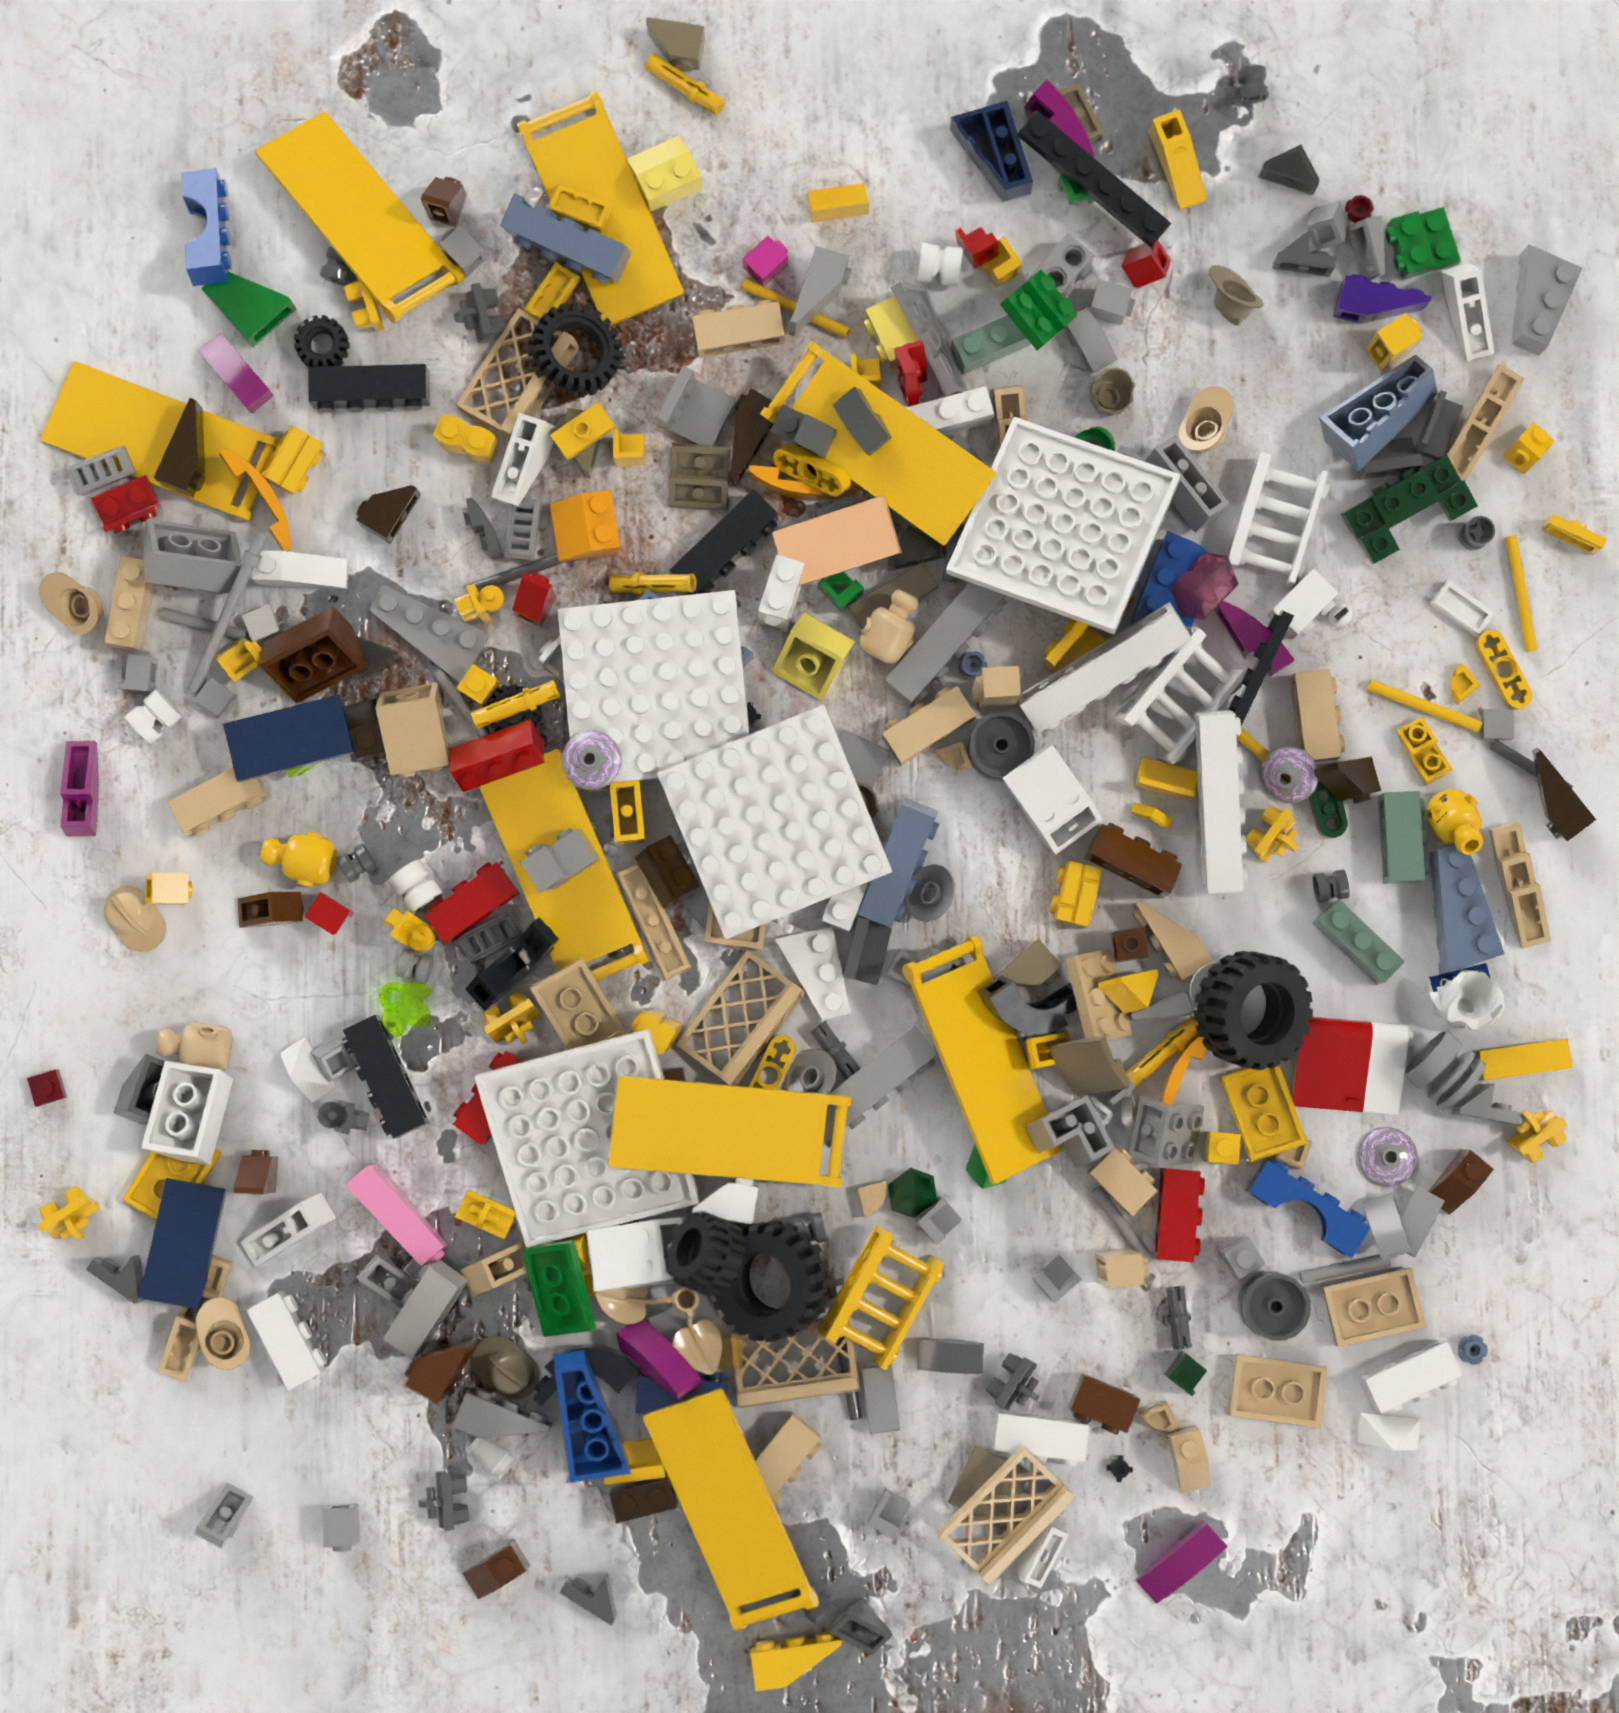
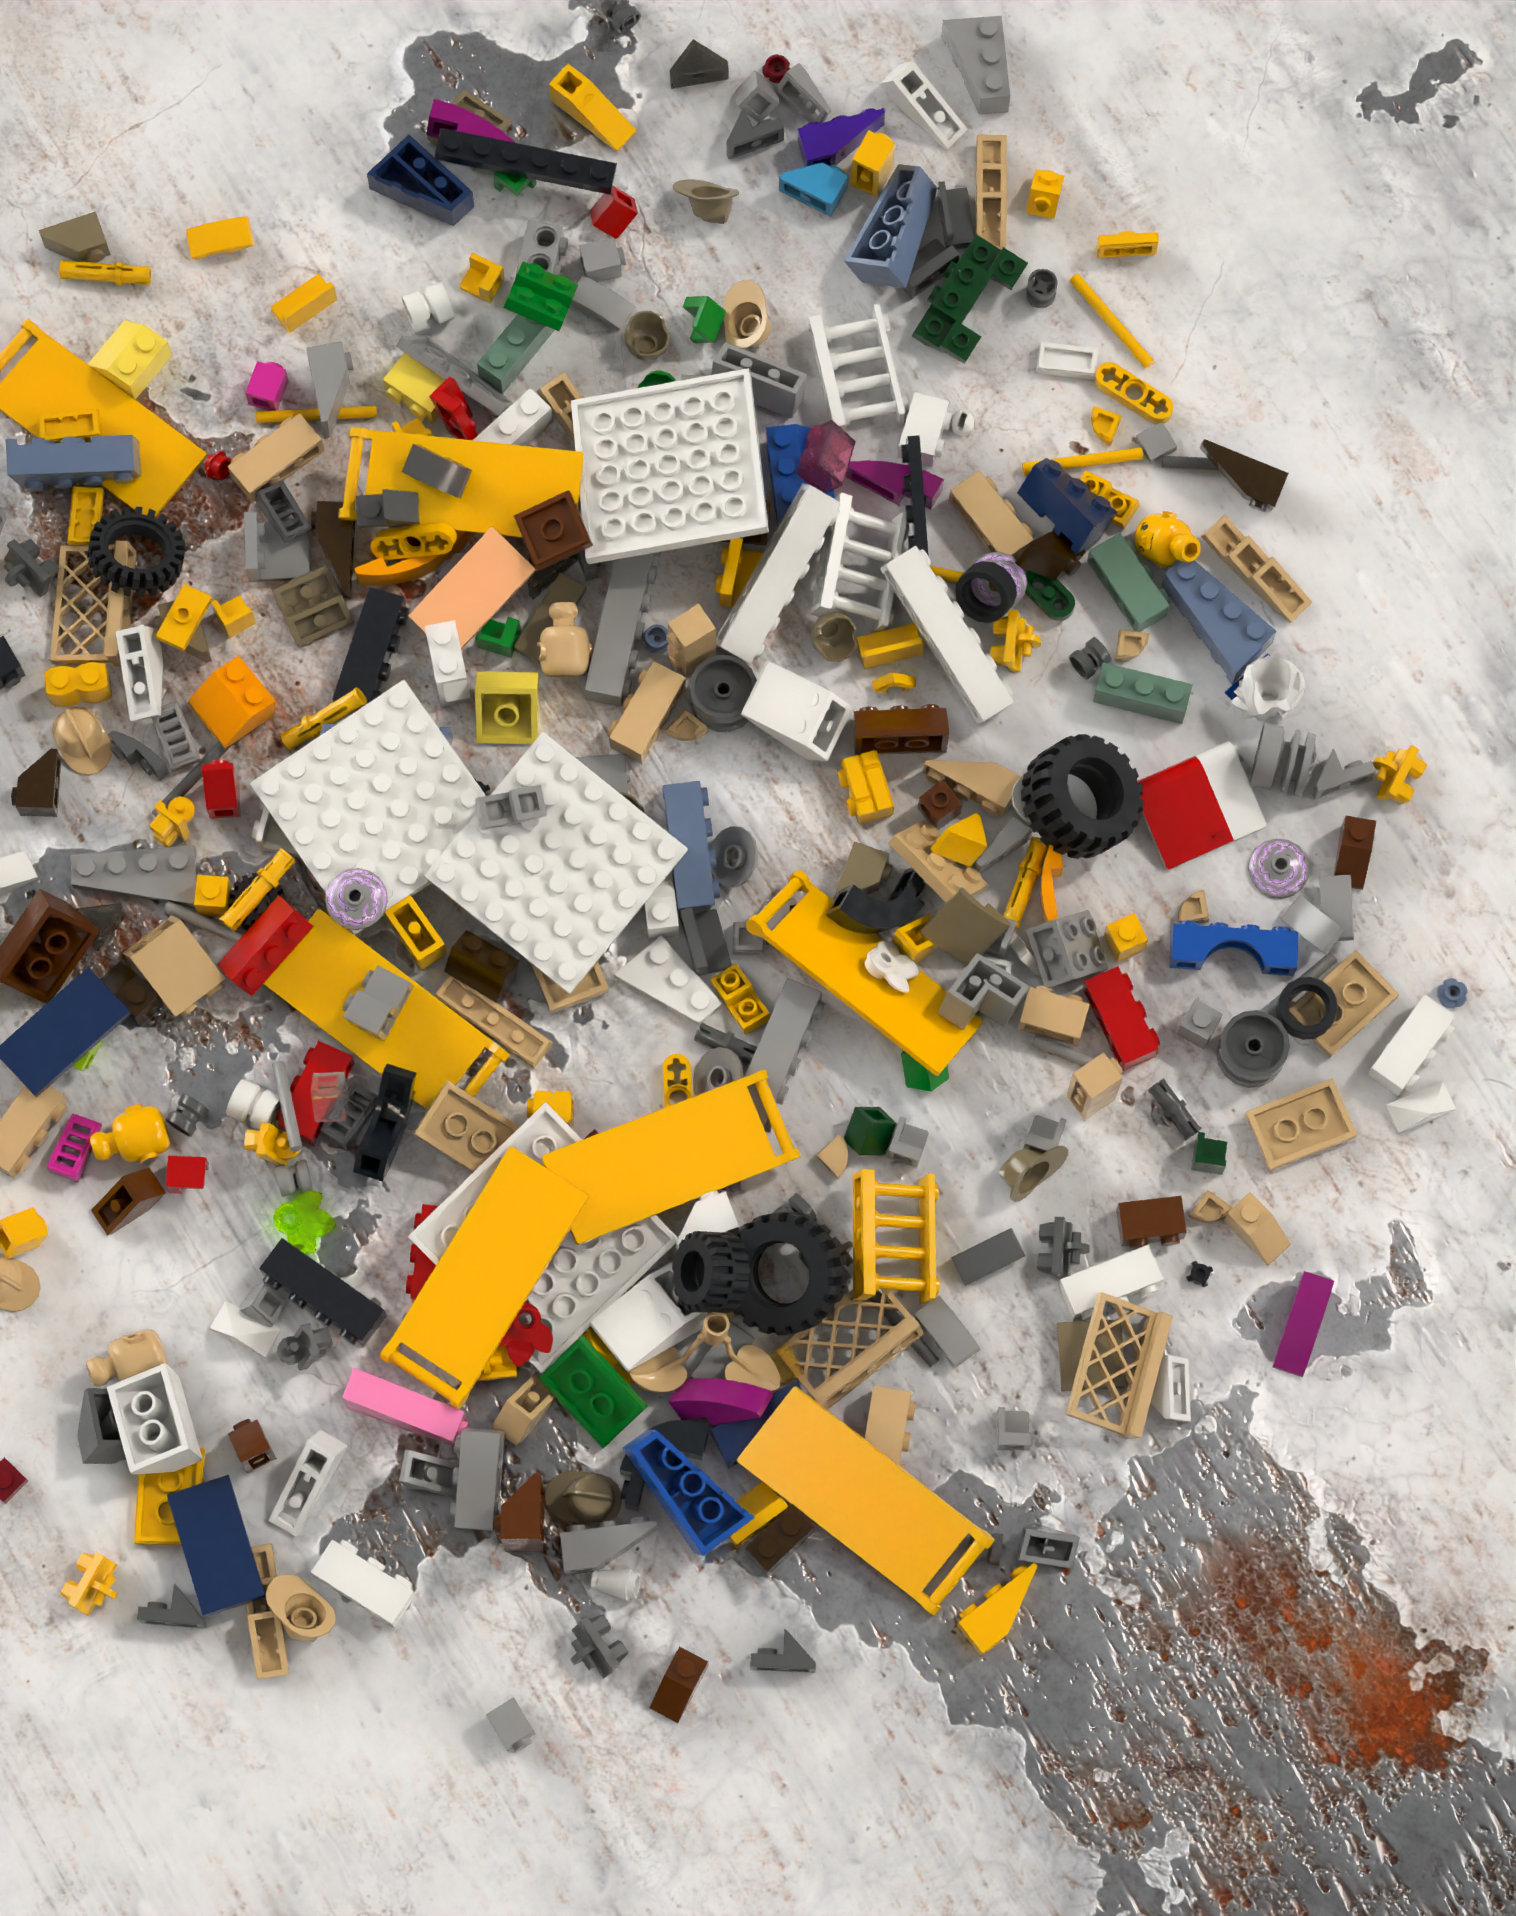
camera: 30 degrees left, 10 degrees down
(224, 1515) = (395, 1775): light grey slope -> none
(235, 837) = (73, 1173): none -> dark pink slope
(439, 905) = (287, 1106): none -> light grey bar
(445, 489) = (82, 740): none -> tan piece
(478, 917) = (329, 1096): none -> clear panel
(514, 1022) = (414, 1179): yellow hips -> none
(522, 1146) = (486, 1273): none -> yellow flag
(524, 1212) = (524, 1339): none -> red plate
(686, 308) = (217, 465): none -> red plate
(720, 359) = (274, 493): none -> dark grey slope
(760, 757) = (511, 807): none -> light grey slope
(762, 1033) = (651, 1060): tan fence -> none
(798, 105) = (219, 237): none -> yellow slope
(868, 1017) = (740, 998): none -> yellow slope
(932, 528) = (553, 530): none -> reddish brown plate
(977, 246) = (453, 274): red panel -> none
(1008, 1065) = (888, 963): none -> white plate
(1025, 1299) = (1030, 1168): none -> dark tan piece
(1123, 747) = (834, 636): none -> dark tan hair
(1173, 405) = (707, 318): none -> green panel
(1263, 1112) = (1144, 886): yellow tile -> none
(1290, 775) = (972, 605): none -> black tyre
(1333, 334) = (816, 186): none -> dark azure slope
(1356, 1281) = (1322, 990): none -> black tyre
(1372, 891) = (1130, 644): none -> tan tile
(1388, 740) = (1067, 504): none -> dark blue wedge
(1422, 243) = (849, 69): green plate -> none
(1525, 1059) = (1351, 716): yellow tile -> none

